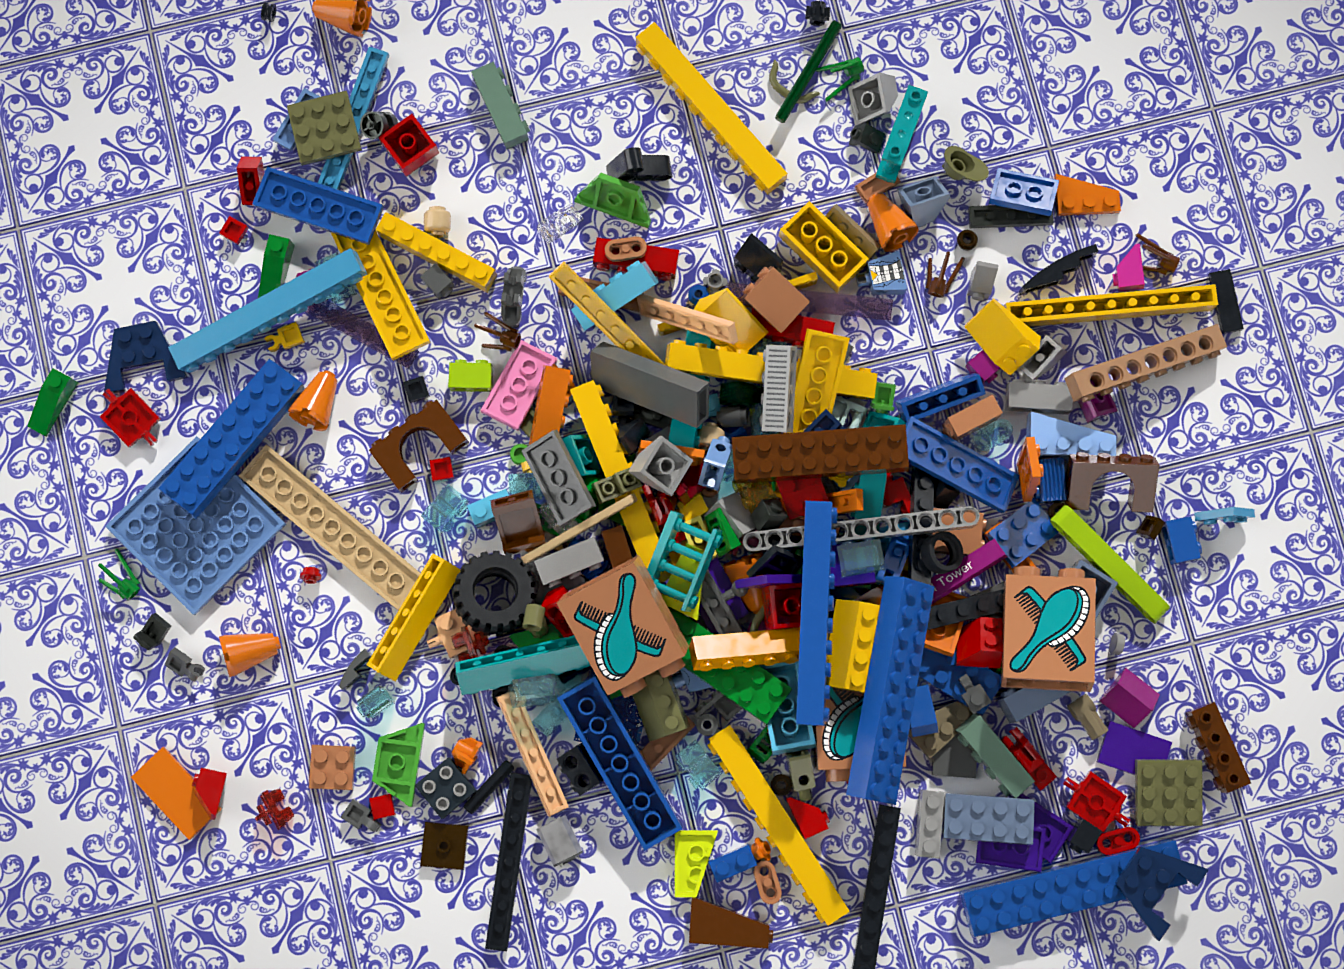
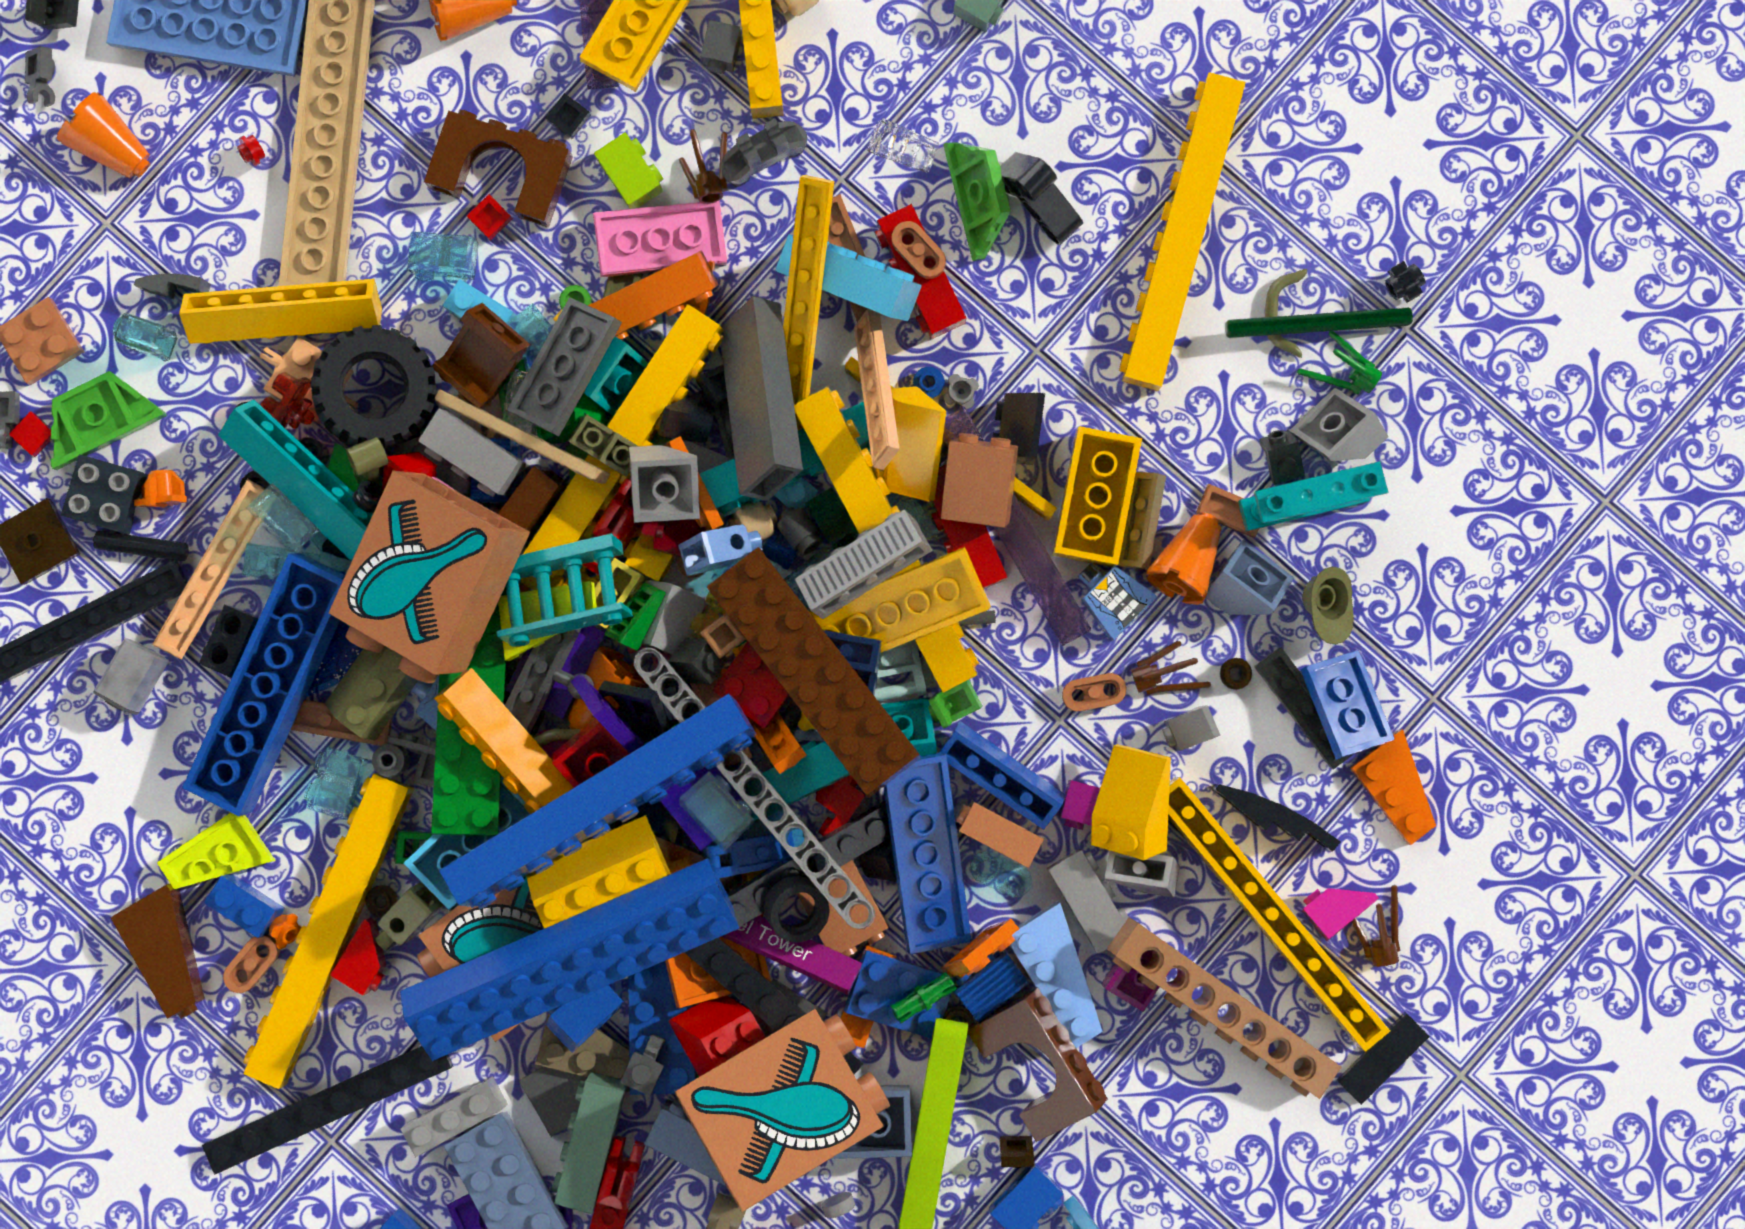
camera: 60 degrees right, 5 degrees up
(554, 634) = (367, 496): none -> black bush
(765, 490) = (722, 636): none -> medium nougat slope
(927, 321) = (1093, 692): none -> nougat plate
(1034, 519) = (923, 997): none -> green pin

